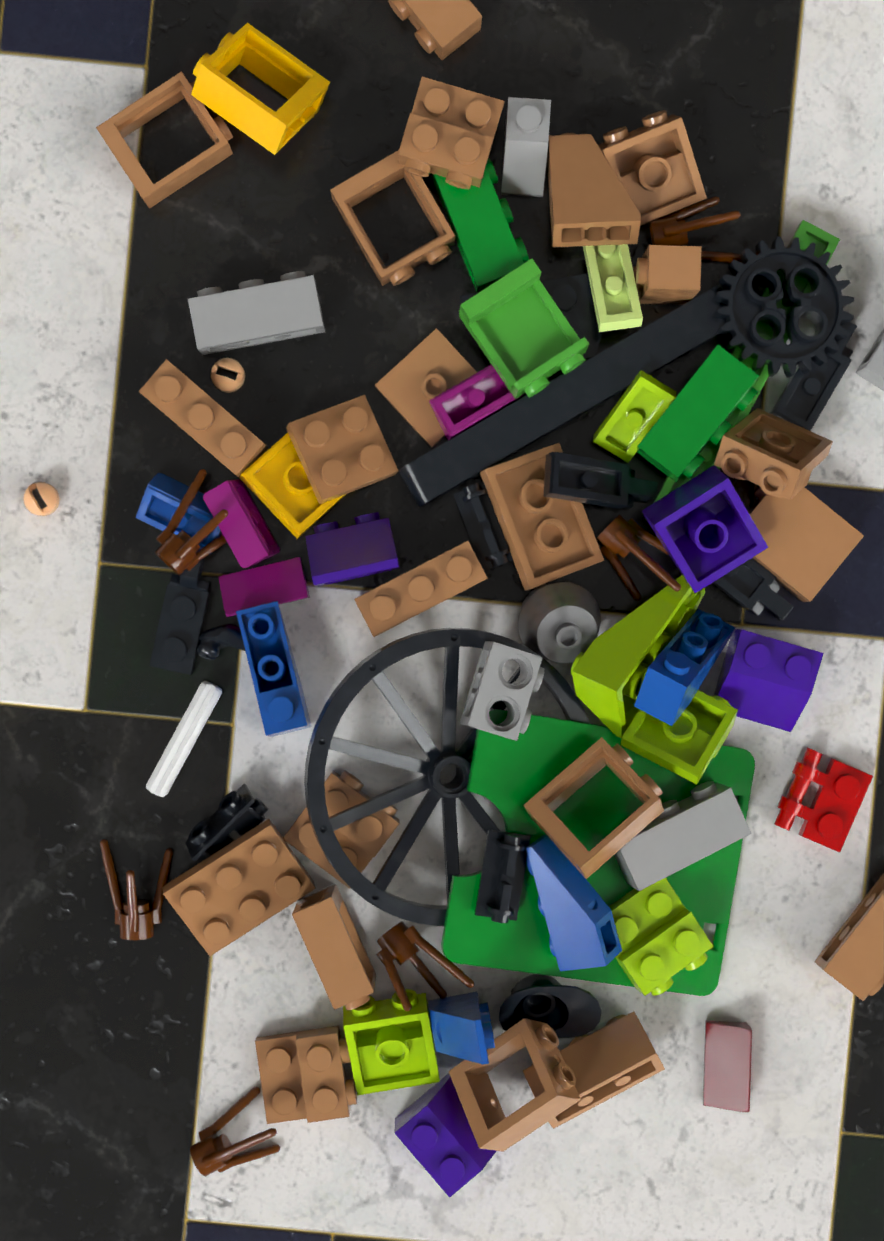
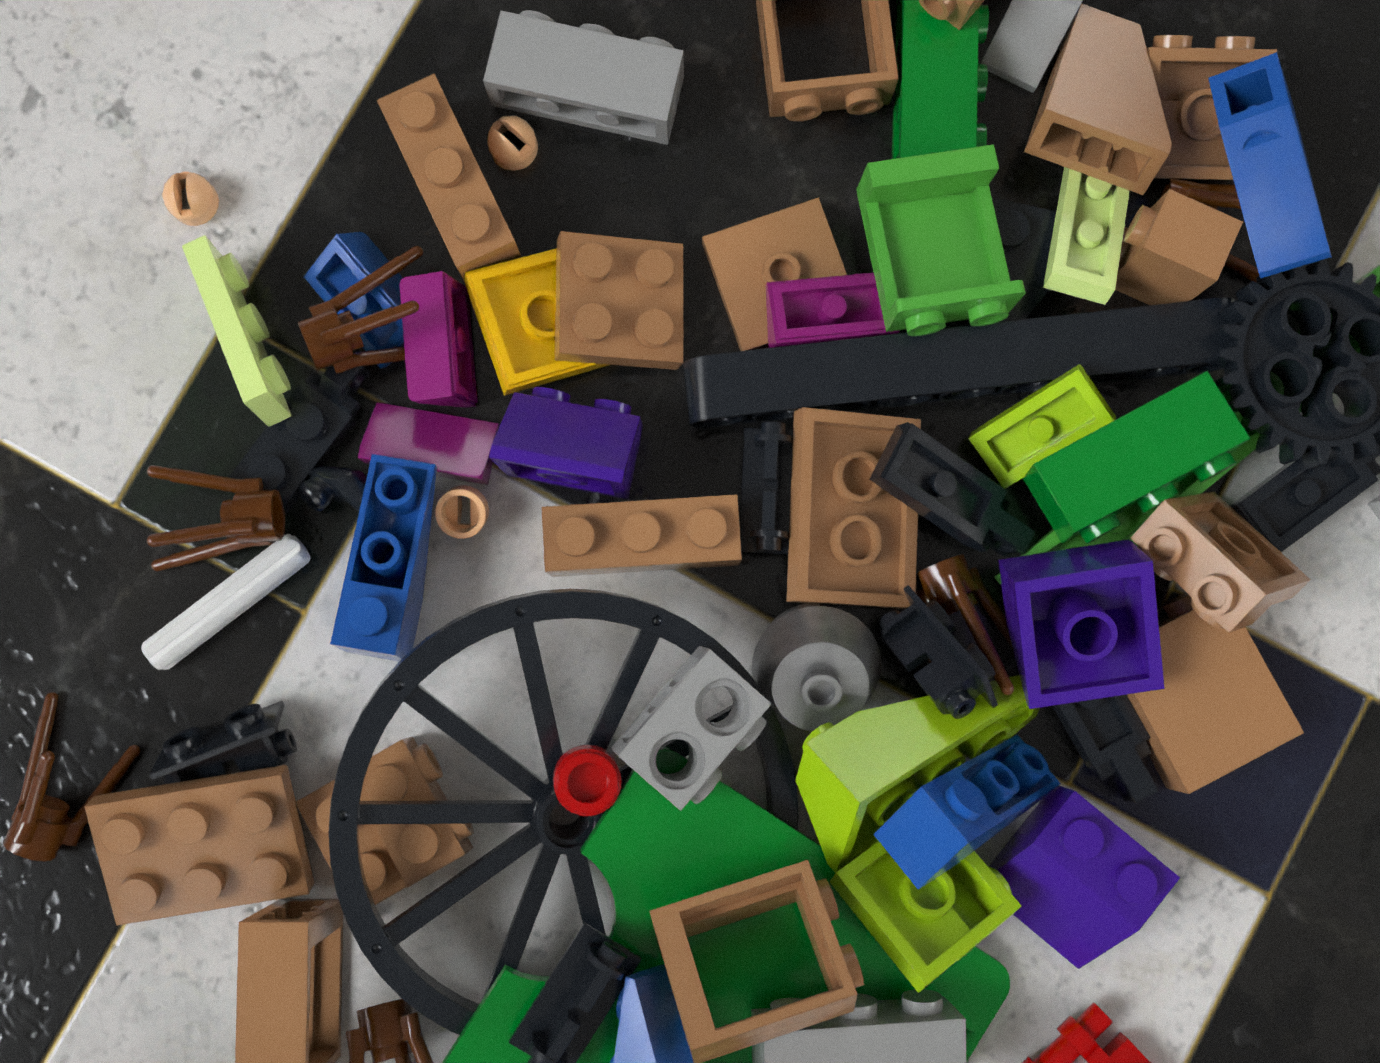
camera: 25 degrees right, 5 degrees down
(118, 570) = (239, 330): none -> yellowish green plate
(178, 683) = (247, 520): none -> reddish brown plant
(295, 625) = (449, 512): none -> light nougat hinge
(453, 748) = (587, 780): none -> red tile
(642, 591) = (956, 671): none -> black hinge
(703, 202) = (1269, 166): none -> blue slope

